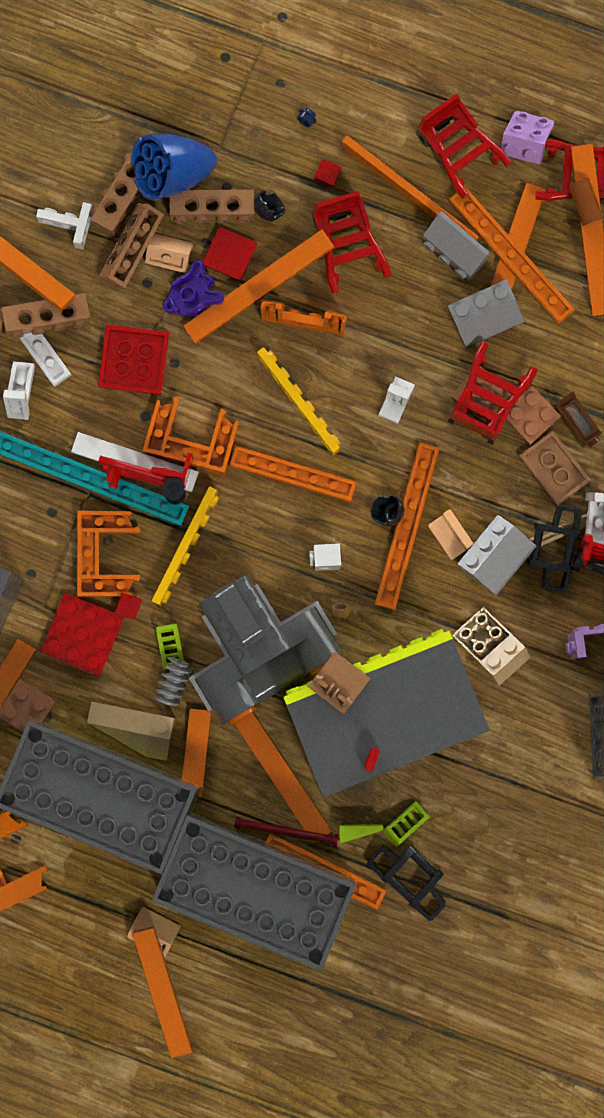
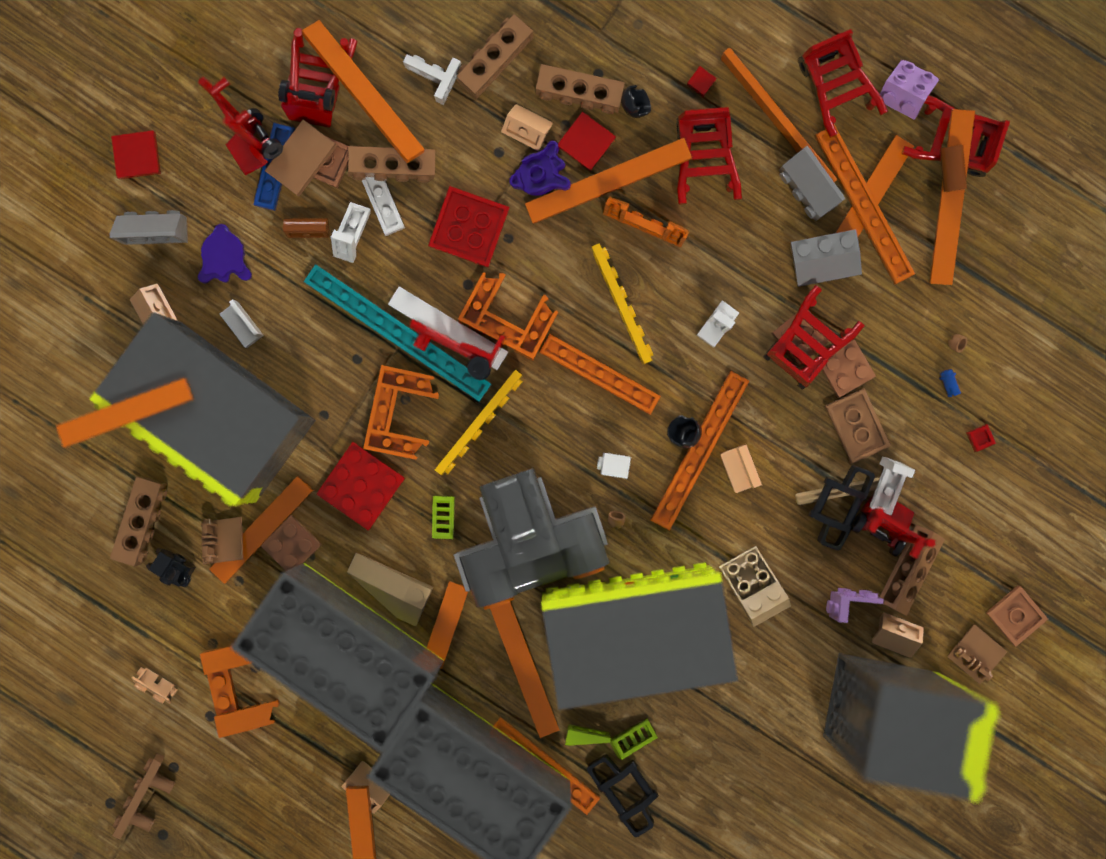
camera: 15 degrees right, 5 degrees up
(128, 606) = (410, 468): red tile -> none
(131, 245) = (491, 111): medium nougat brick -> none
(170, 164) = (547, 38): blue cylinder -> none
(174, 682) = (440, 553): light grey piece -> none
(285, 831) = (516, 721): dark red bar -> none
(306, 117) = (693, 20): dark blue plate -> none
(339, 682) = (599, 601): medium nougat hinge -> none
(371, 759) = (614, 685): red tile -> none
(496, 555) = (781, 500): light grey slope -> none
(578, 420) = (891, 385): reddish brown window -> none

